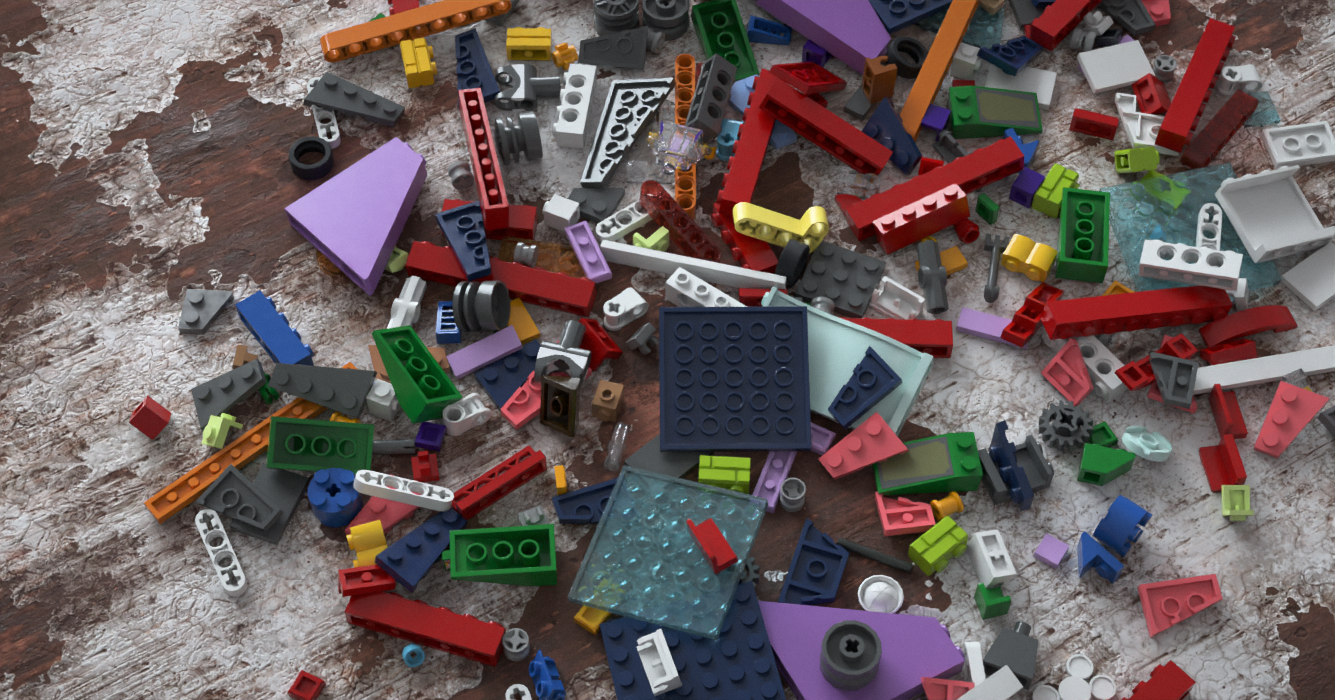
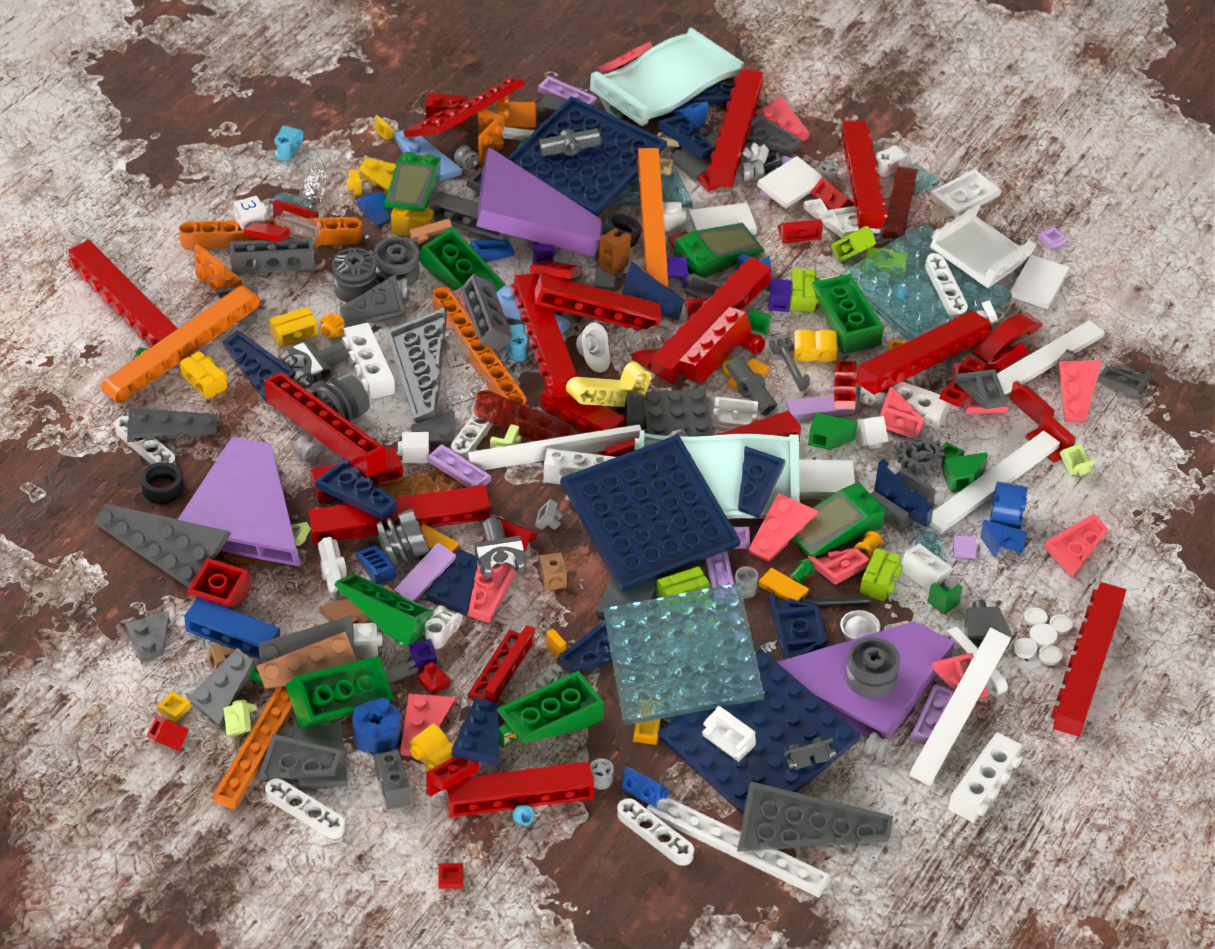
camera: 30 degrees left, 10 degrees down
(173, 392) = (174, 706): none -> yellow plate
(273, 223) = (166, 542): none -> dark grey wing
(287, 286) = (220, 583): none -> red slope
(310, 402) = (315, 657): none -> nougat wing
(314, 559) = (392, 779): none -> dark grey brick
(431, 496) = (435, 696): white beam -> none
(526, 254) = (410, 486): light grey wheel -> none
(560, 403) = (520, 585): dark brown slope -> none
(616, 447) = (582, 602): clear axle -> none
(624, 309) = (518, 500): white piece -> none
(678, 147) = (482, 358): clear torso -> none
(712, 545) = (718, 631): red panel -> none
(800, 175) = (594, 347): none -> white piece
(830, 515) = (782, 586): none -> light orange tile
(858, 507) = (804, 568): none -> green pin
(948, 408) = (824, 477): none -> white tile
(986, 361) = (831, 431): none -> green slope
(1012, 56) = (706, 199): dark blue wing -> none
(1012, 532) = (930, 542): none -> clear light blue gear
(1028, 379) = (872, 431): none -> white brick
(1132, 486) = (984, 486): none -> white tile
(1147, 445) = (989, 444): light aqua tile -> none
(1179, 270) = (945, 302): white brick -> none

